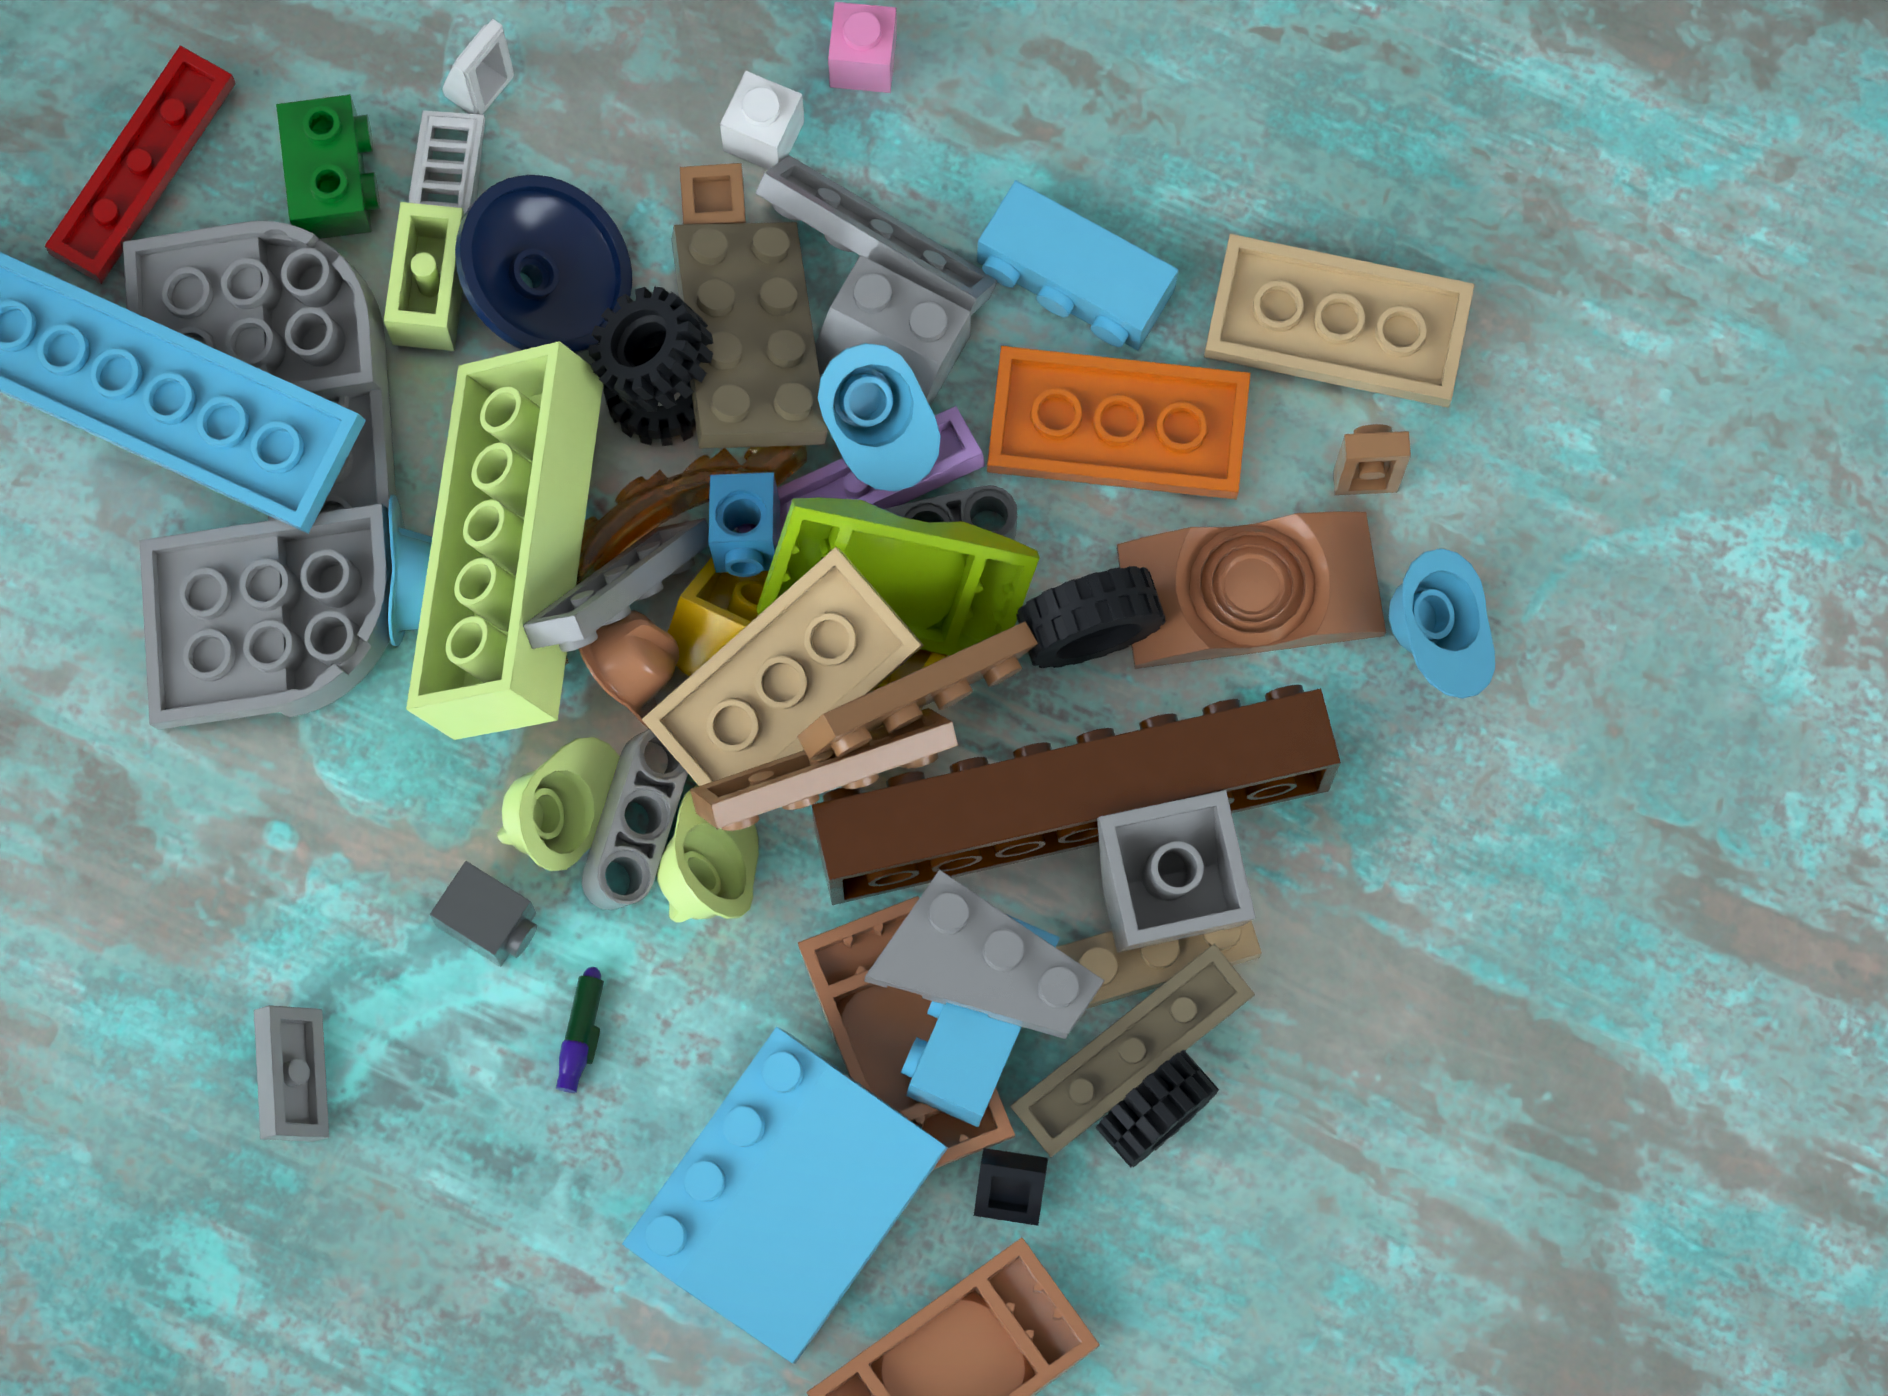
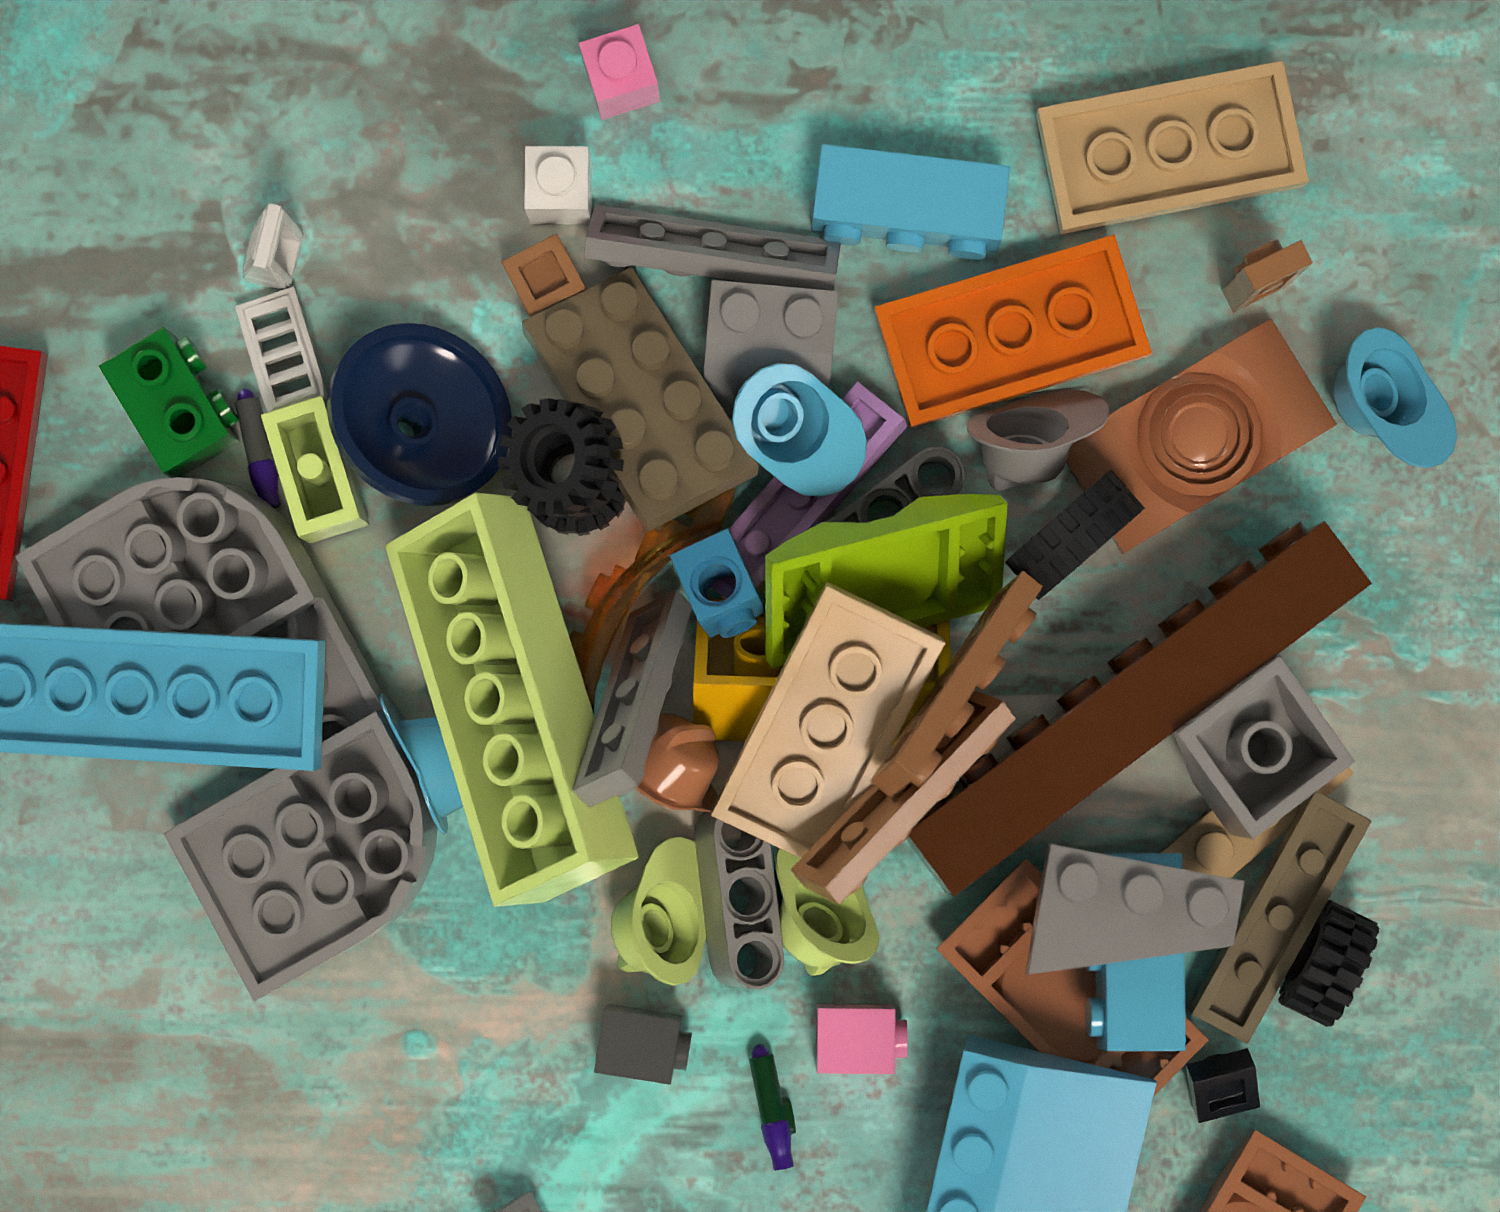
camera: 20 degrees left, 10 degrees up
(381, 252) = (260, 459): none -> piece
(688, 996) = (859, 1039): none -> bright pink brick
(1094, 523) = (1034, 435): none -> light grey piece

